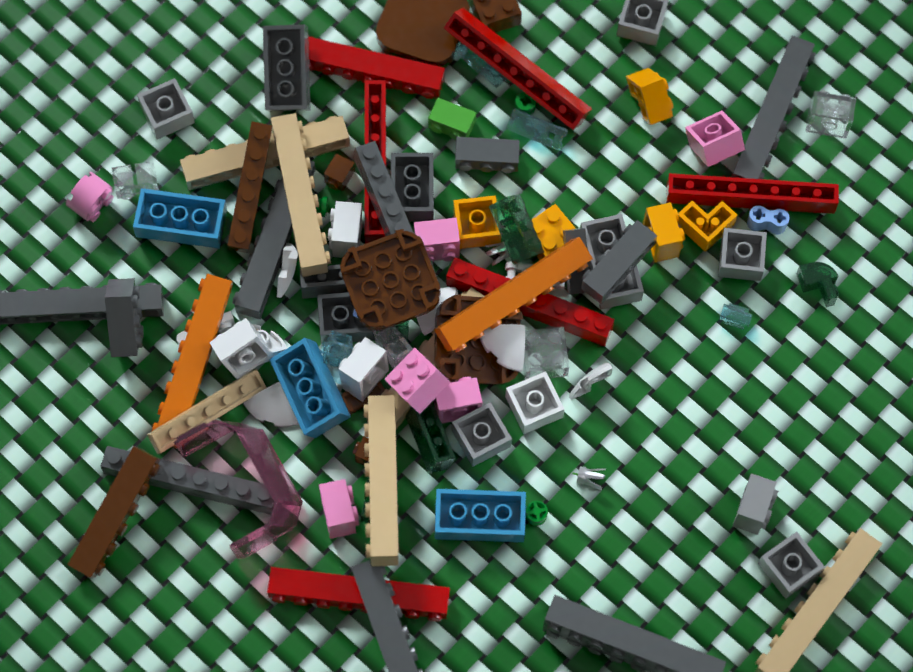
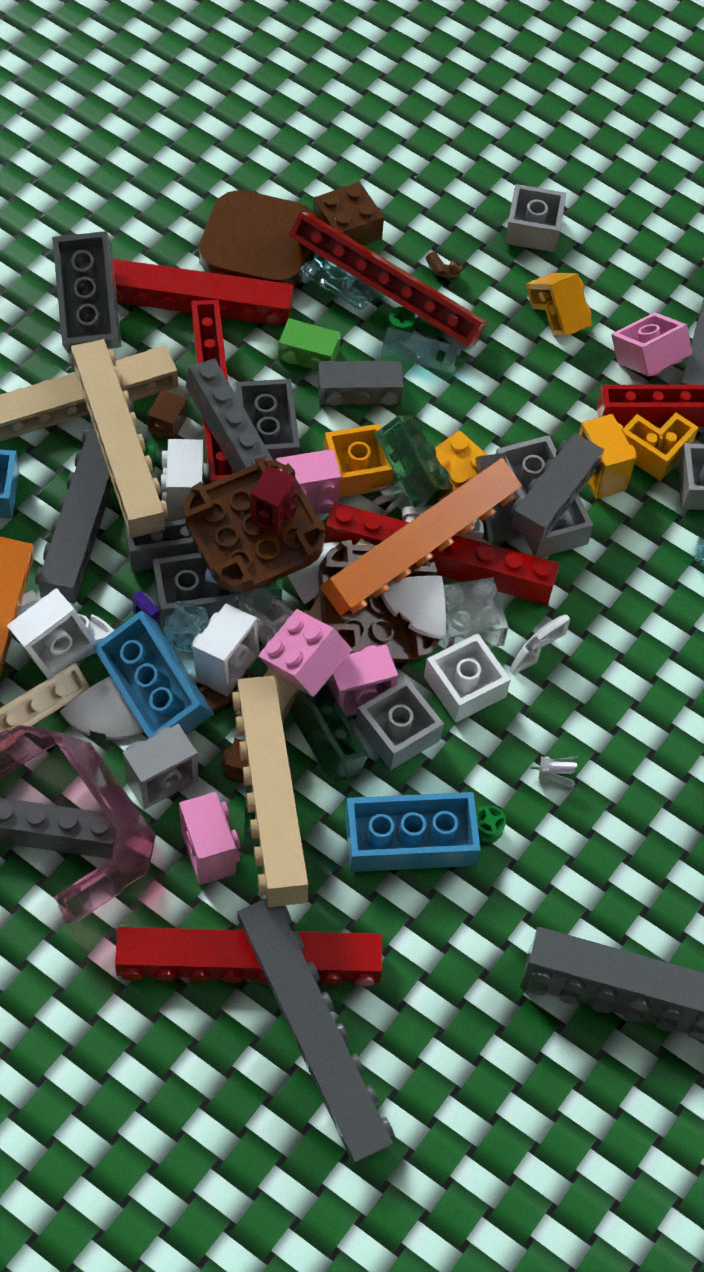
camera: 10 degrees left, 10 degrees down
(250, 187) = (48, 435): reddish brown brick -> none
(288, 268) = (109, 529): white brick -> none
(309, 330) = (143, 603): none -> dark purple tile
(309, 452) = (160, 765): none -> light grey brick
(404, 266) = (273, 499): none -> dark red brick
(563, 56) = (440, 269): none -> reddish brown arm

